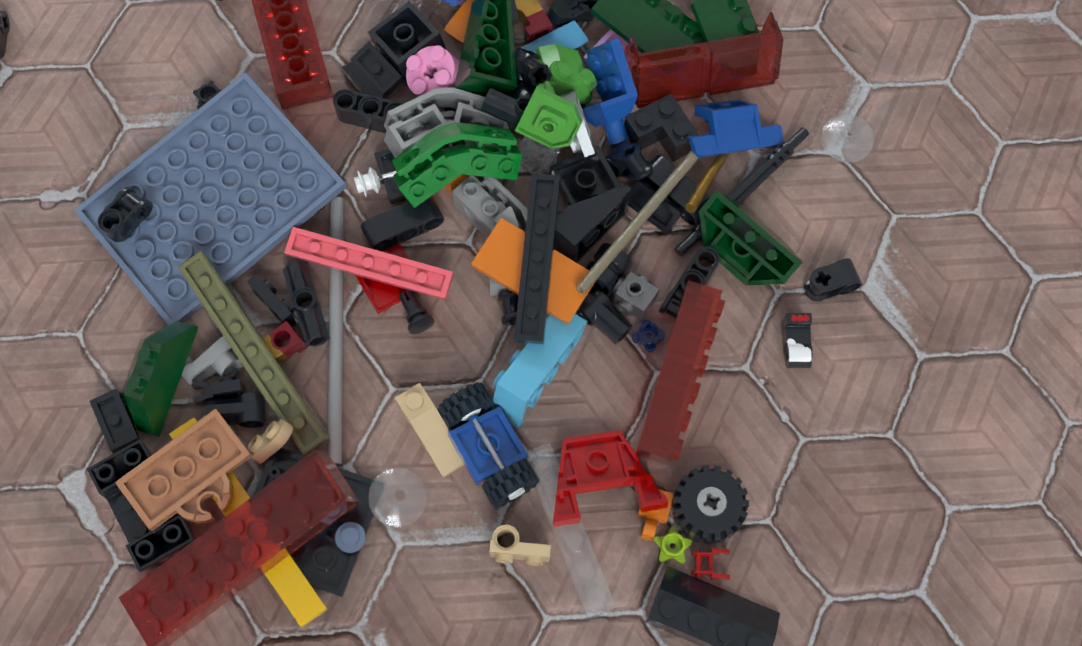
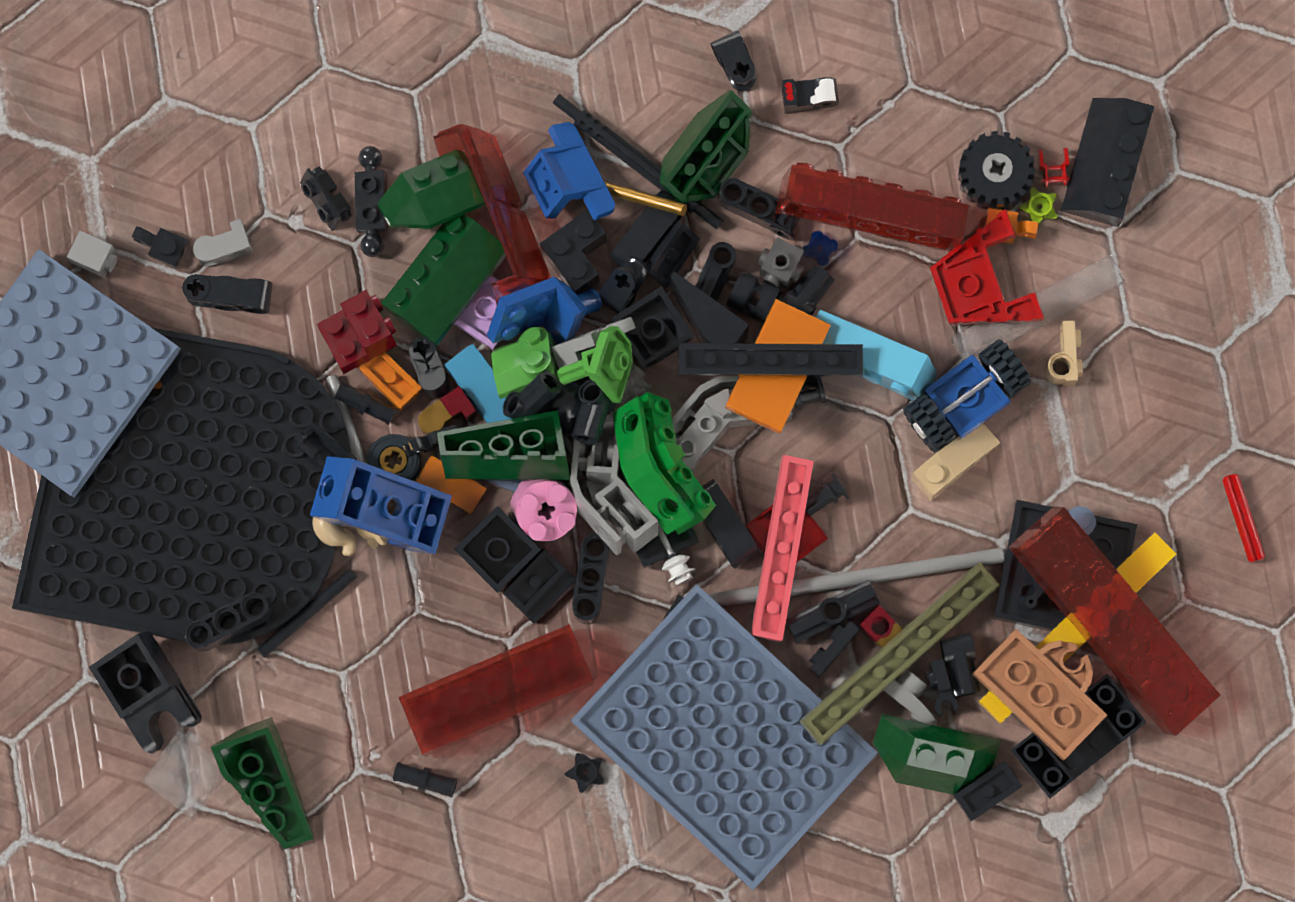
camera: 90 degrees left, 10 degrees up
(125, 213) = (758, 821): black piece -> none
(270, 441) = (992, 618): tan plate -> none
(384, 504) = (1026, 496): clear dish -> none
(636, 223) = (705, 264): dark tan piece -> none
(637, 241) = (713, 274): none -> black piece
(846, 147) = (559, 66): clear dish -> none

